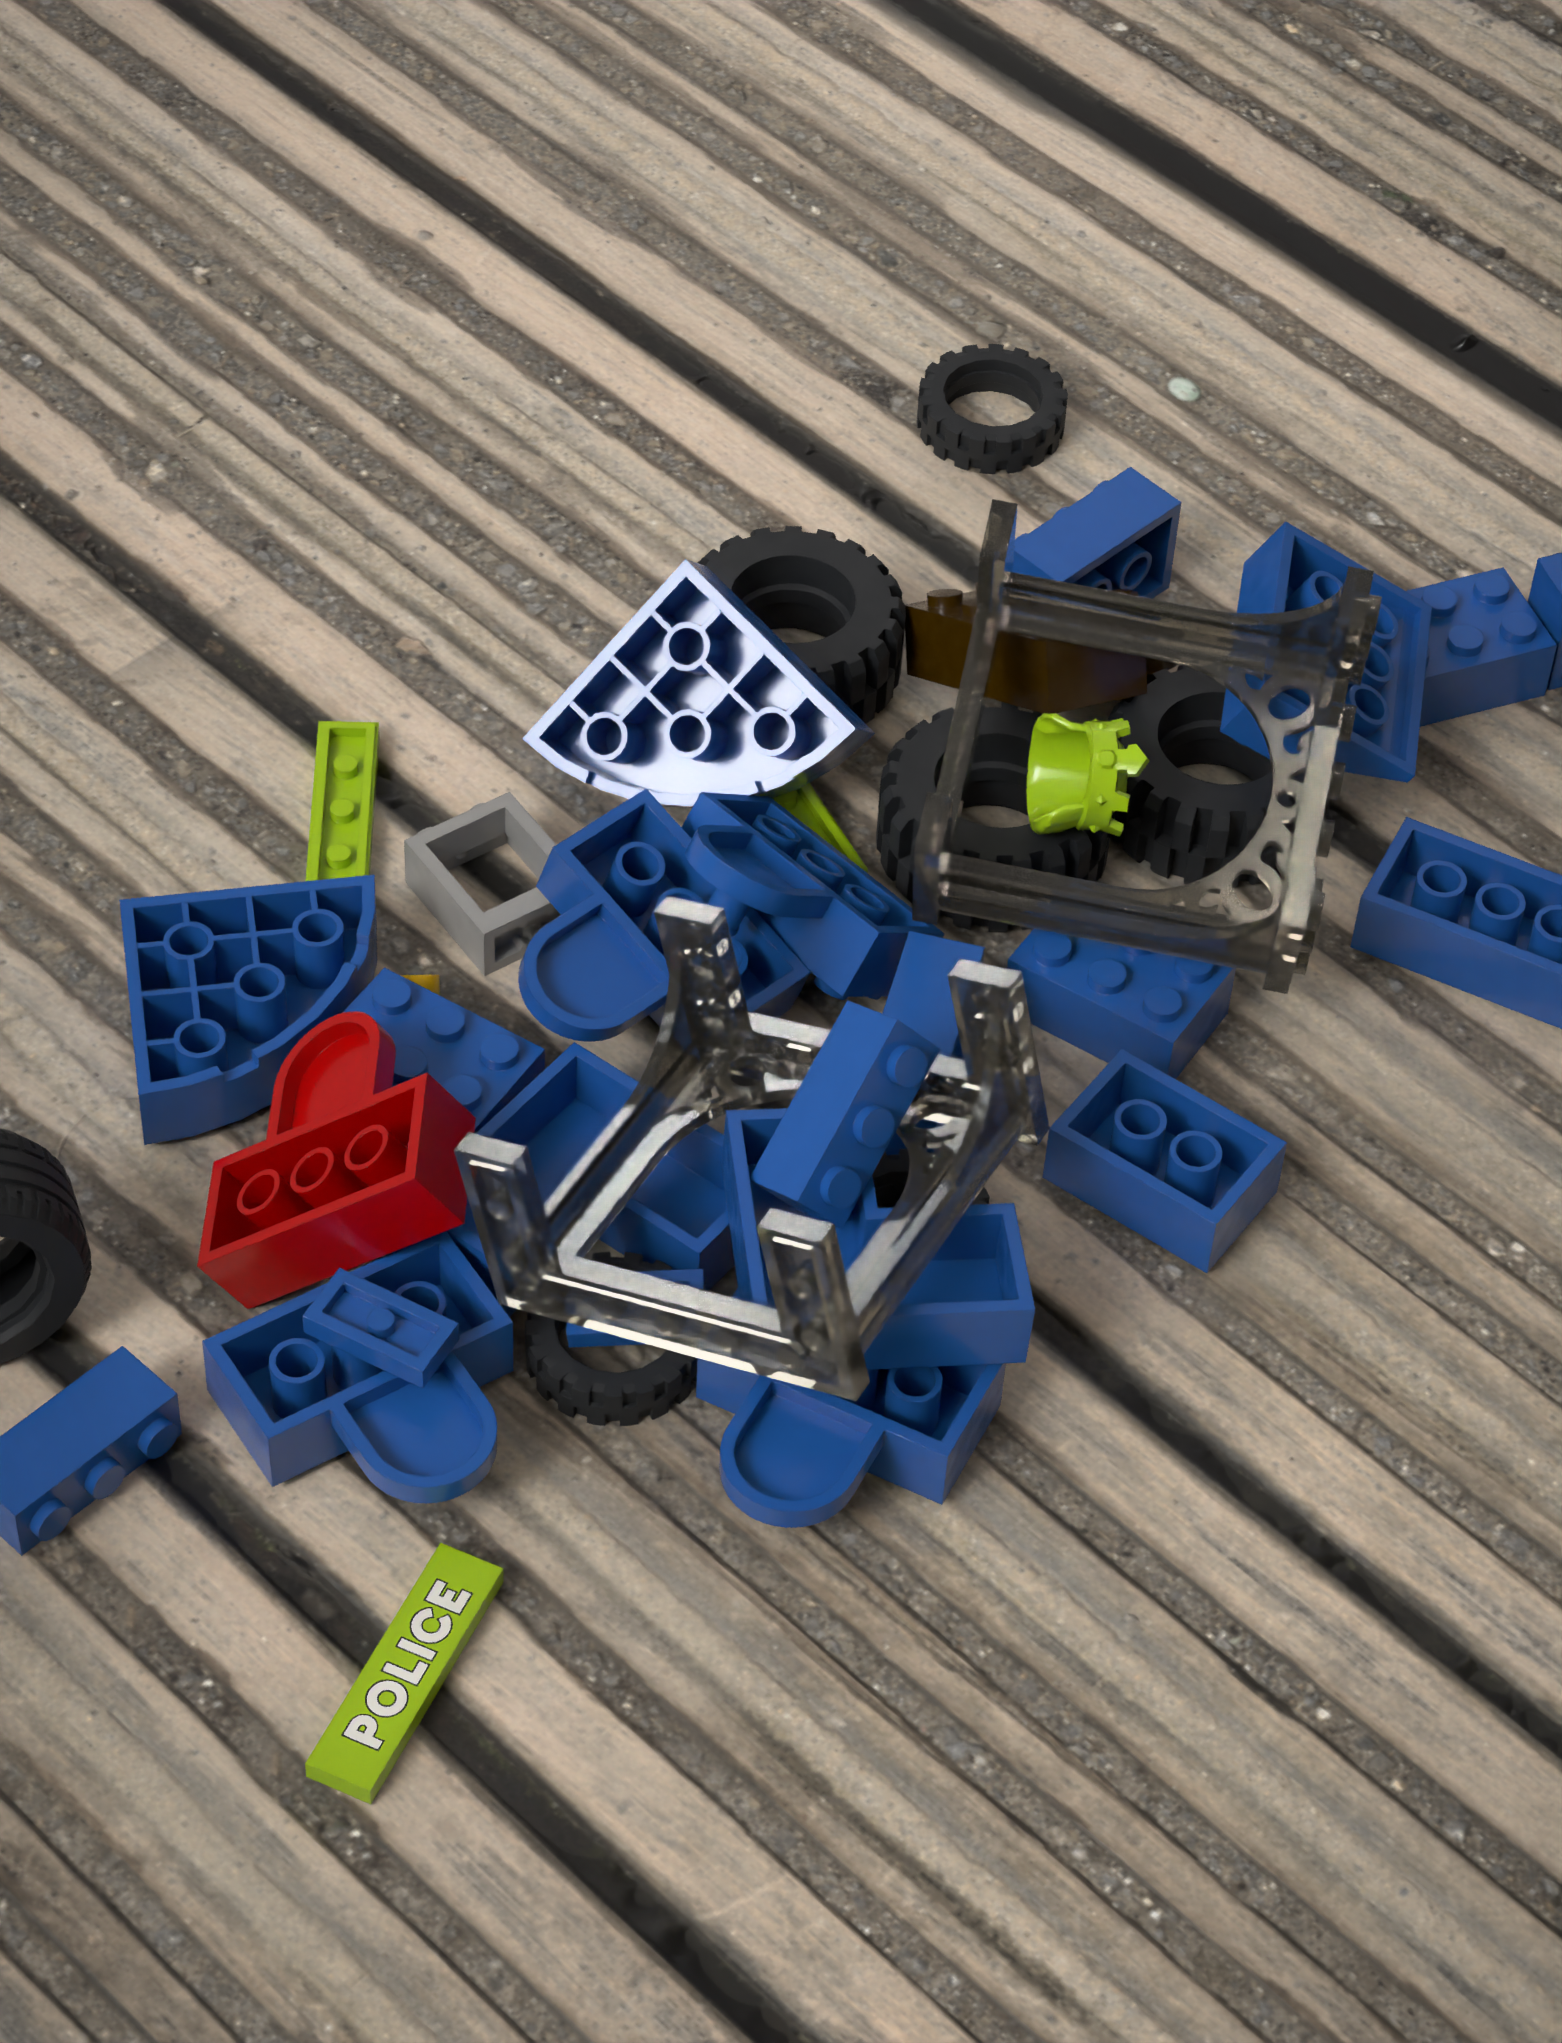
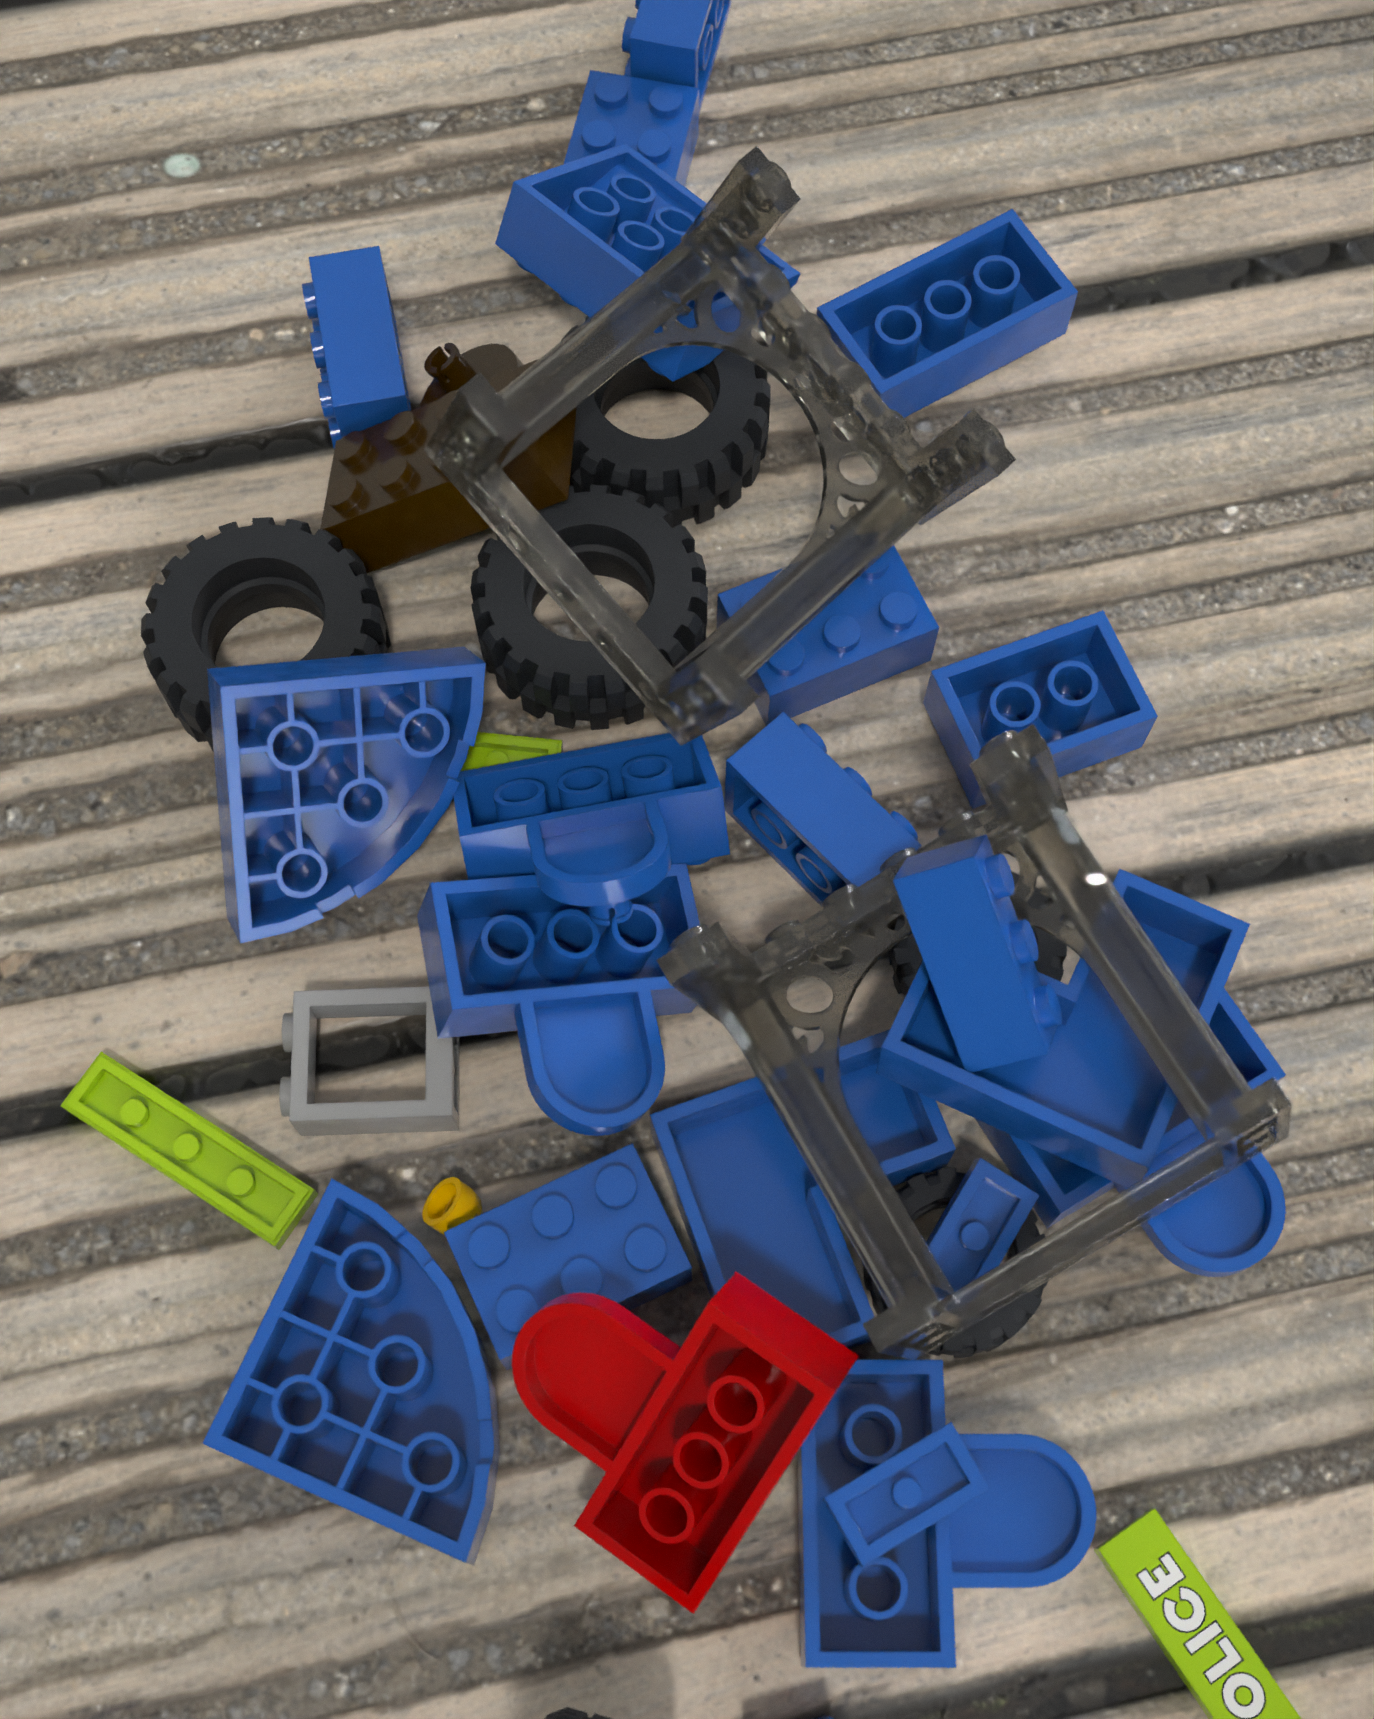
camera: 55 degrees left, 20 degrees up
(984, 445) = (91, 272): black tyre -> none
(1079, 774) = (667, 519): lime hair -> none

